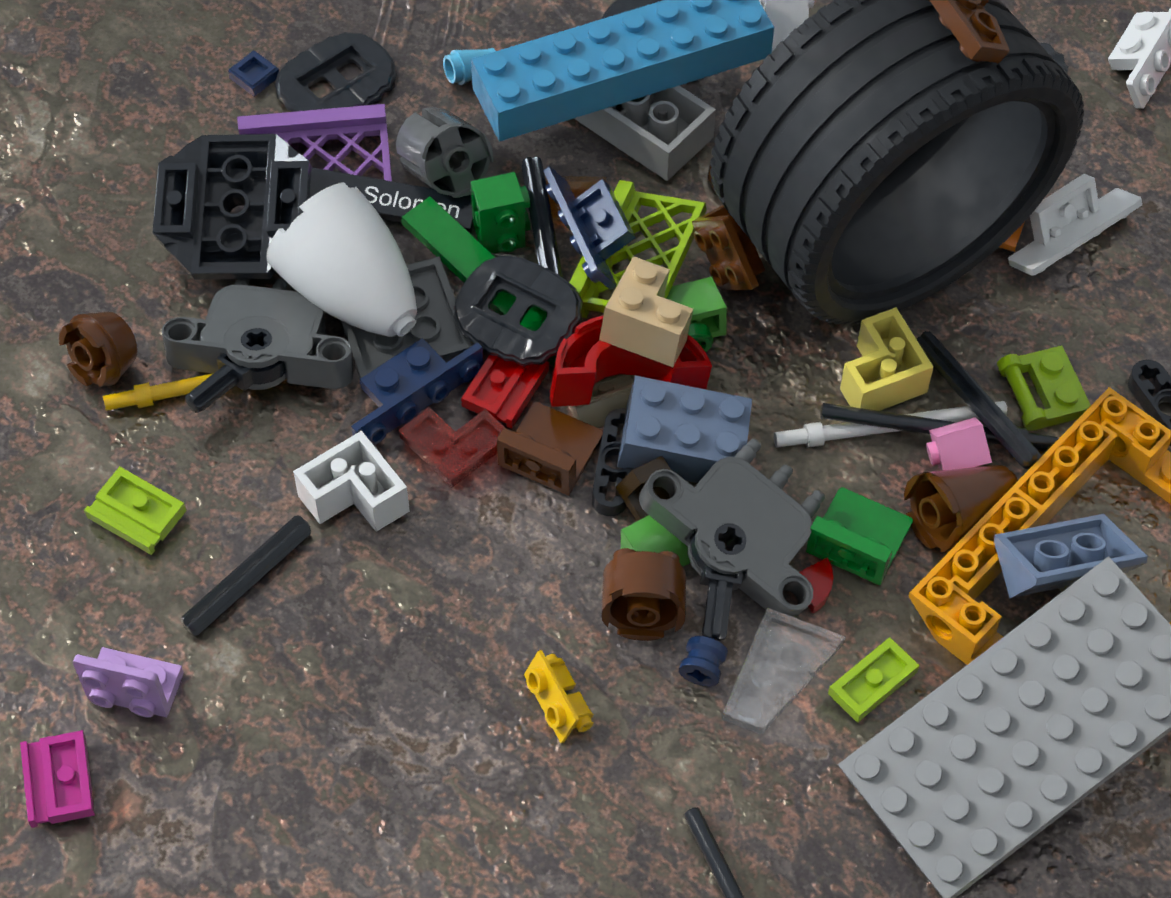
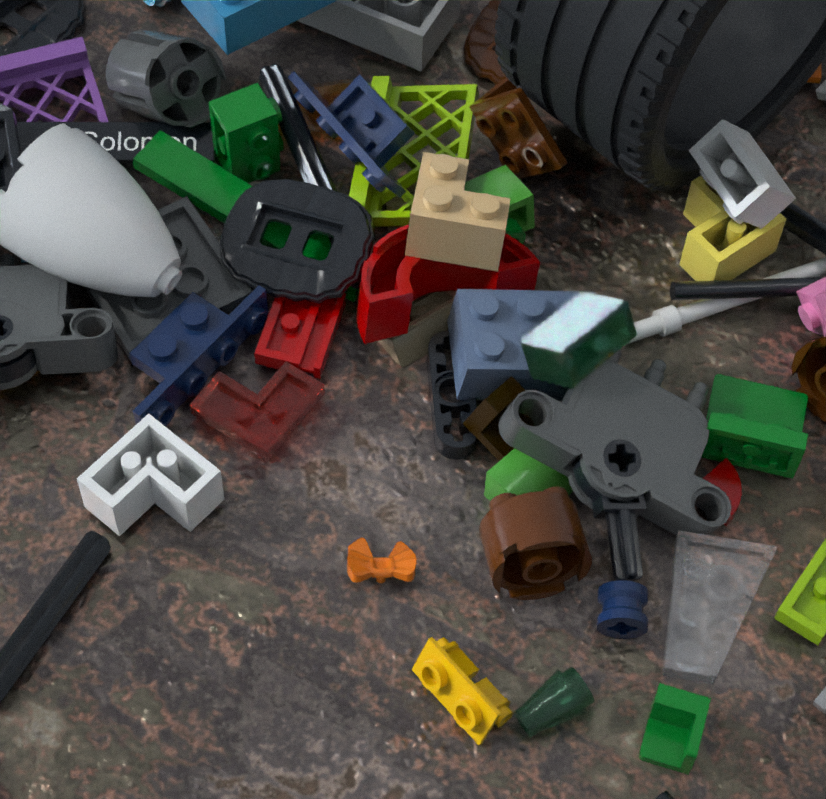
camera: 15 degrees left, 0 degrees up
(505, 584) = (363, 565): none -> orange piece
(549, 447) = (371, 392): reddish brown bracket -> none
(627, 722) = (555, 702): none -> clear green cone
(718, 435) = (578, 338): none -> clear green brick
(718, 761) = (674, 728): none -> green panel
(899, 322) = (741, 175): none -> white brick

